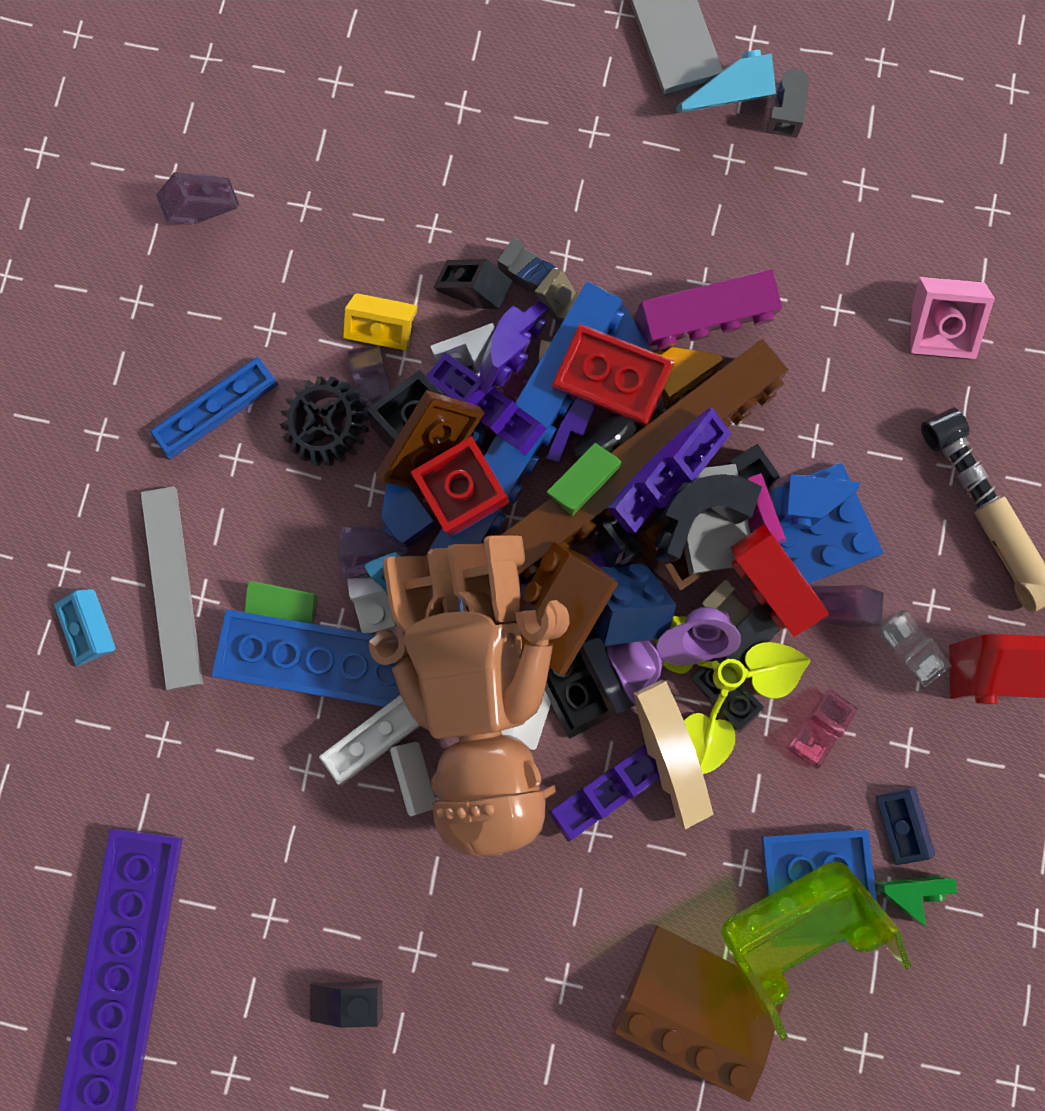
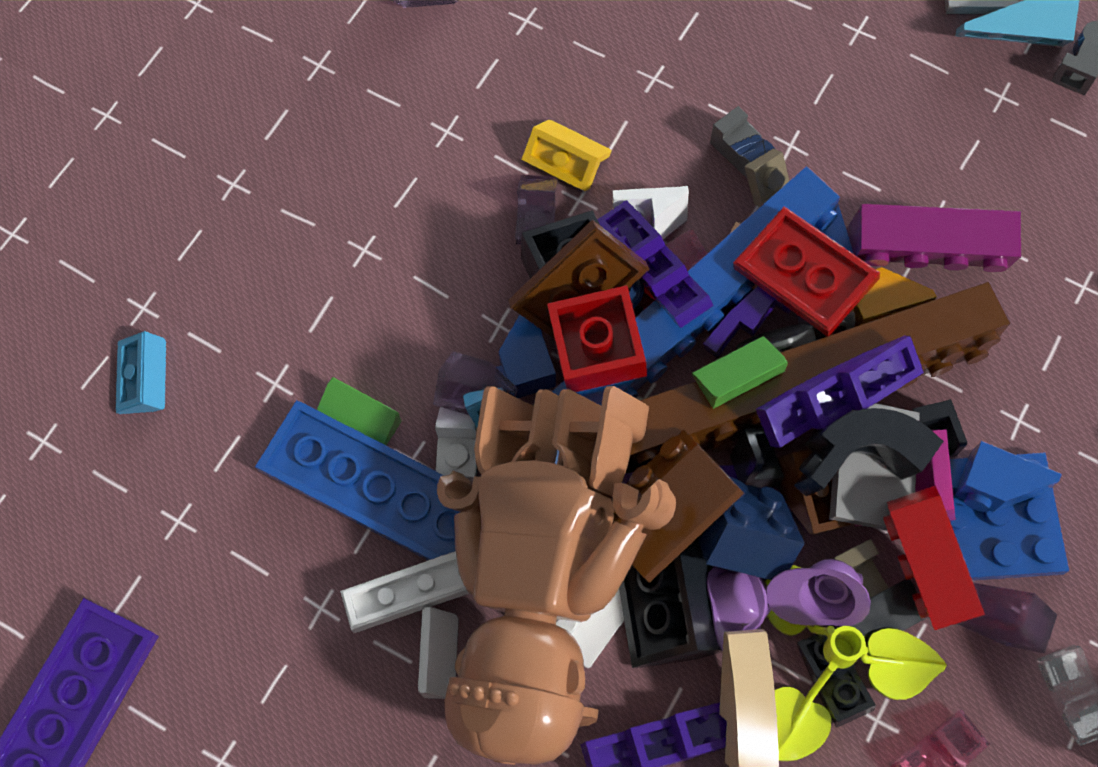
camera: 20 degrees right, 10 degrees down
(171, 588) = (246, 364): light grey tile -> none
(213, 408) = (359, 191): blue tile -> none
(305, 435) = (450, 235): black gear -> none
(474, 283) = (681, 142): black slope -> none
(509, 343) = (700, 207): dark purple slope -> none

